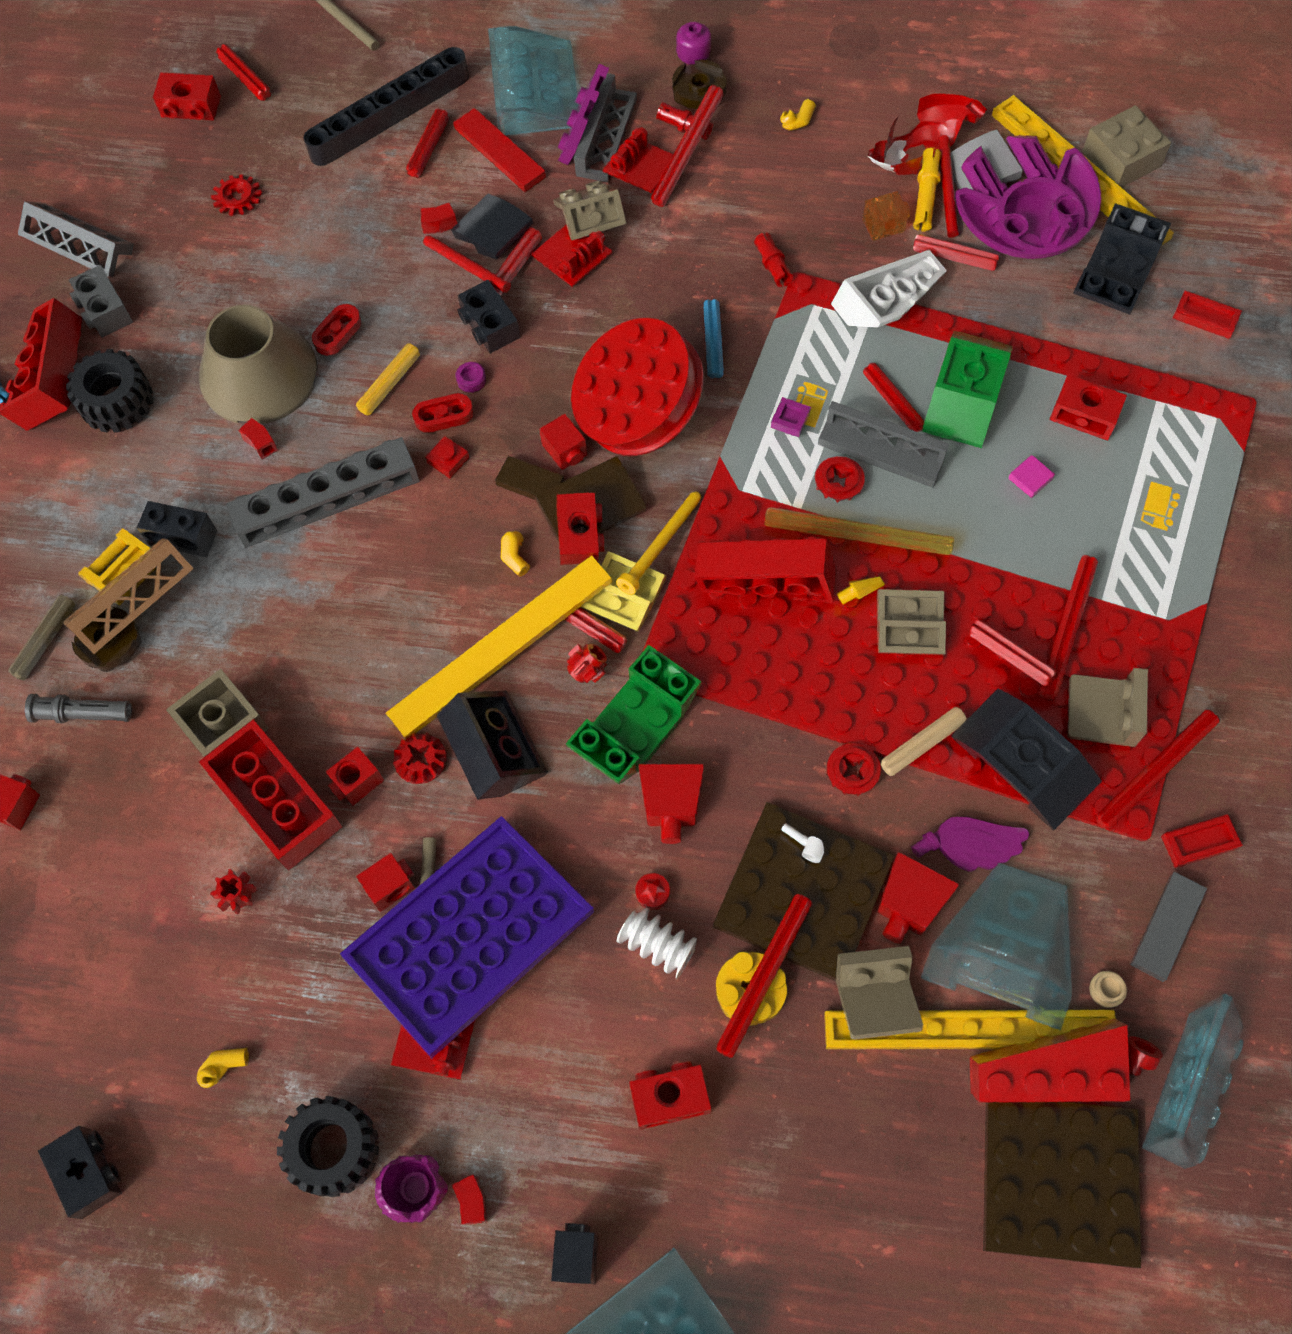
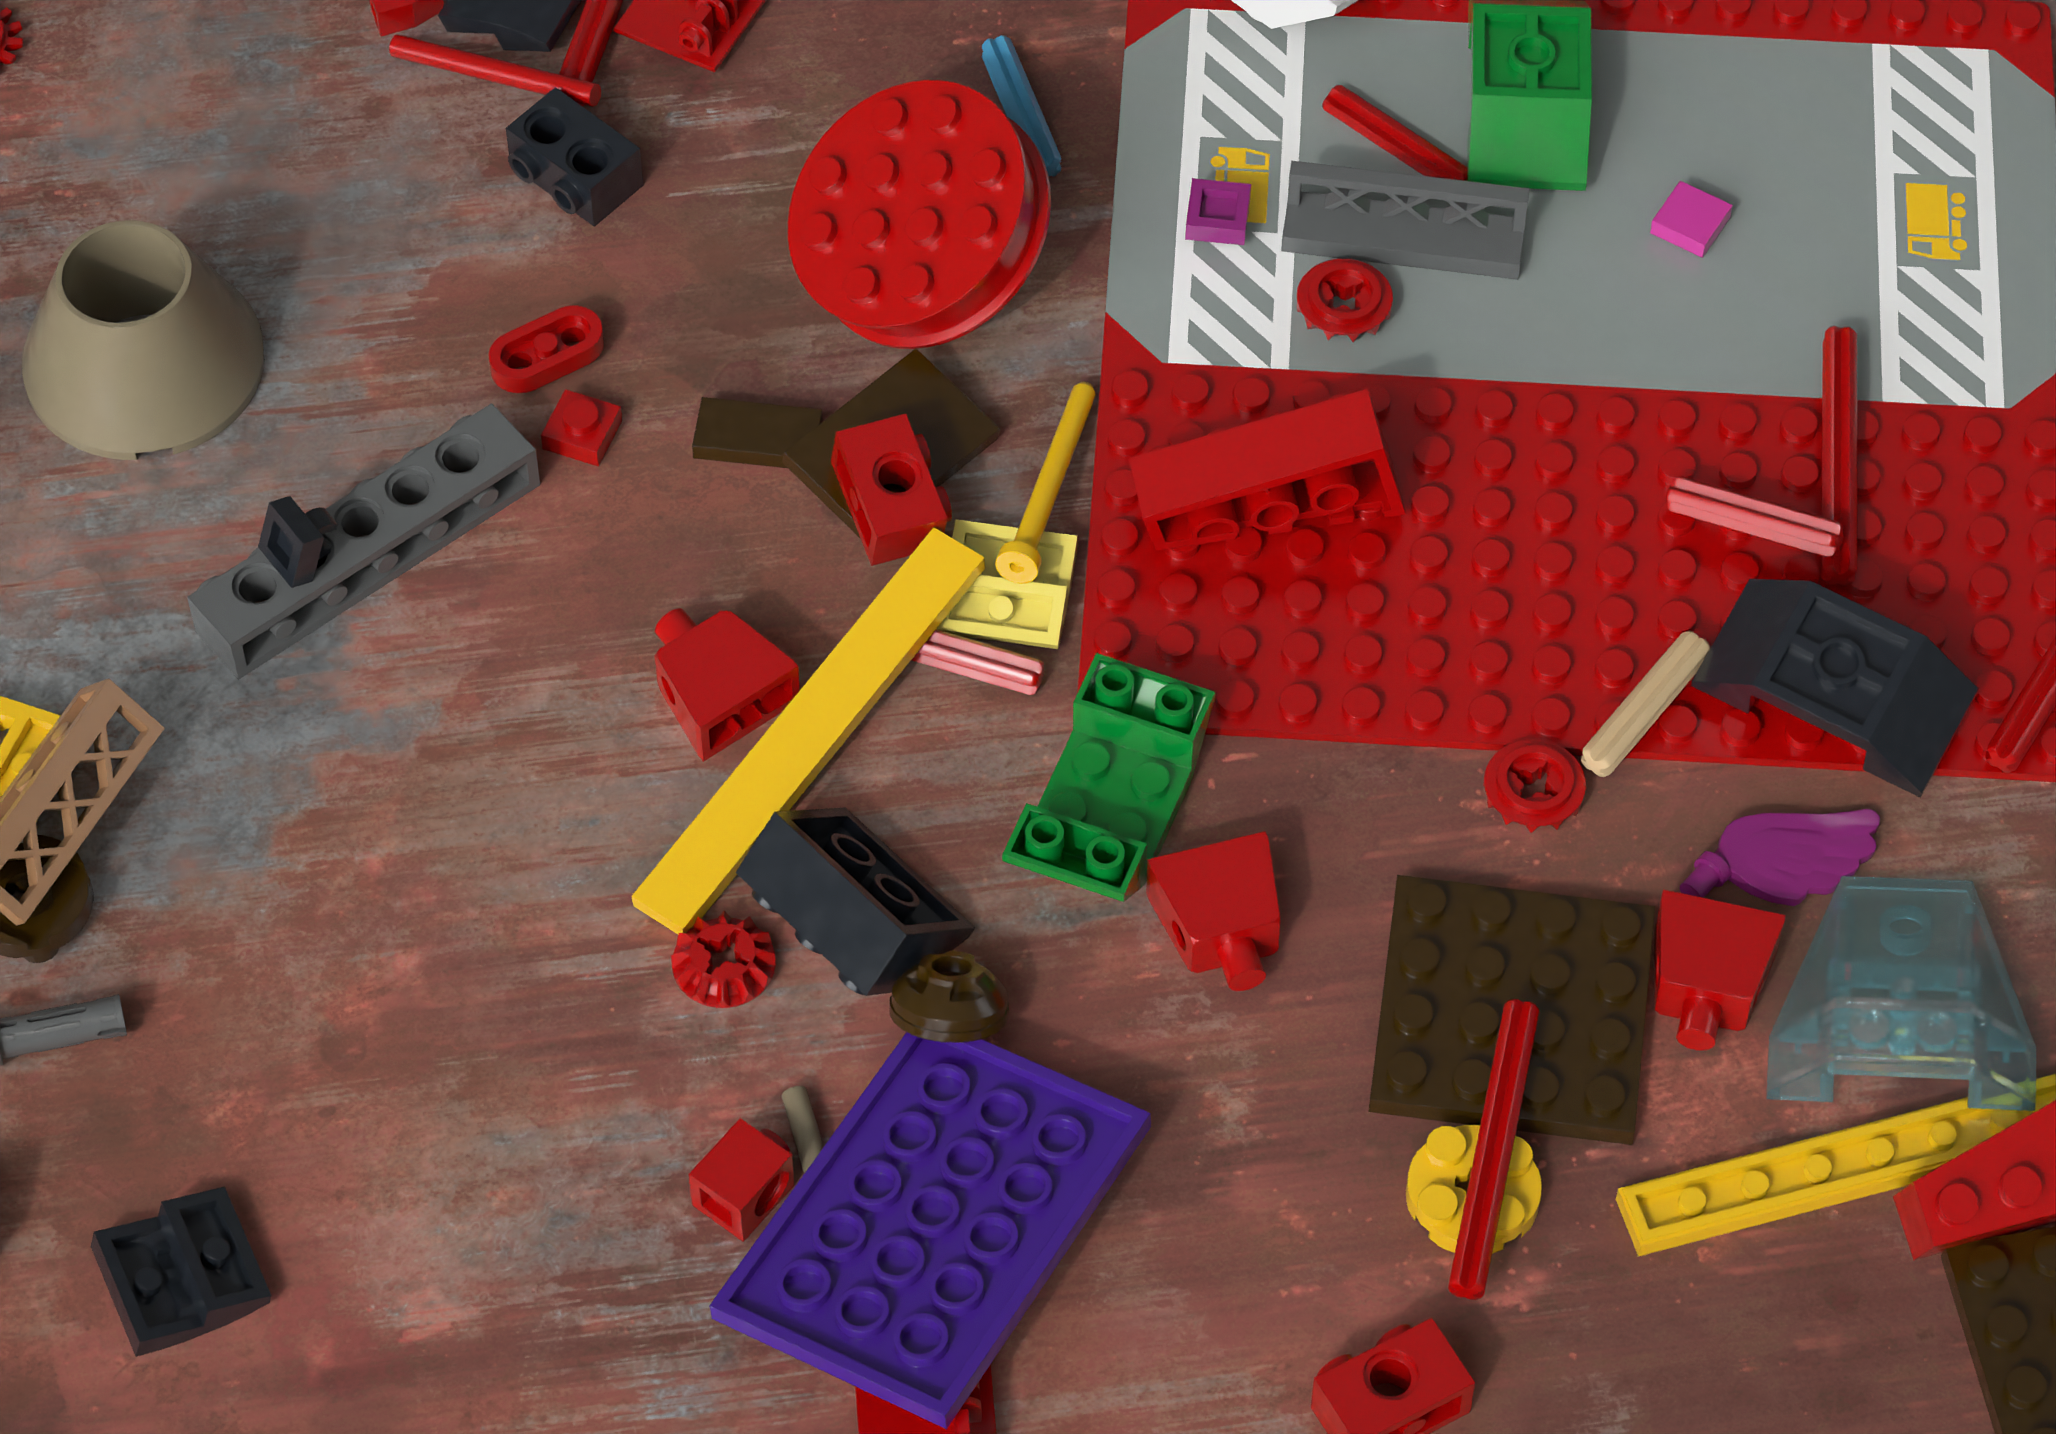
camera: 20 degrees left, 10 degrees down
(108, 854) = (180, 1271): none -> black slope
(184, 528) = (84, 653): black brick -> none
(213, 712) = (316, 977): dark tan brick -> none
(226, 884) = (456, 1267): red gear -> none
(258, 437) = (194, 475): red piece -> none
(270, 795) = (470, 1081): red brick -> none
(281, 488) = (295, 539): none -> black tile
(335, 331) = (274, 249): red plate -> none
(353, 763) = (615, 993): red brick -> none
(388, 379) = (413, 313): yellow axle -> none
(465, 607) = (721, 678): none -> red torso
(470, 377) = (574, 275): magenta tile -> none
(509, 552) = (767, 567): yellow arm -> none
(514, 820) = (949, 999): none -> dark brown piece
(563, 442) = (802, 349): red brick -> none
(586, 663) = (986, 719): red gear -> none
(652, 891) = (1240, 1076): red tile -> none
(657, 941) = (1281, 1148): white piece -> none
(813, 846) = (1509, 919): white hand -> none
(859, 531) = (1412, 378): clear yellow axle -> none
(859, 589) = (1445, 477): yellow bar -> none
(878, 992) = (1695, 1125): dark tan bracket -> none
(911, 622) = (1556, 510): dark tan slope -> none
(1095, 419) = (1755, 77): red brick -> none
(1108, 708) = (1954, 571): dark tan bracket -> none

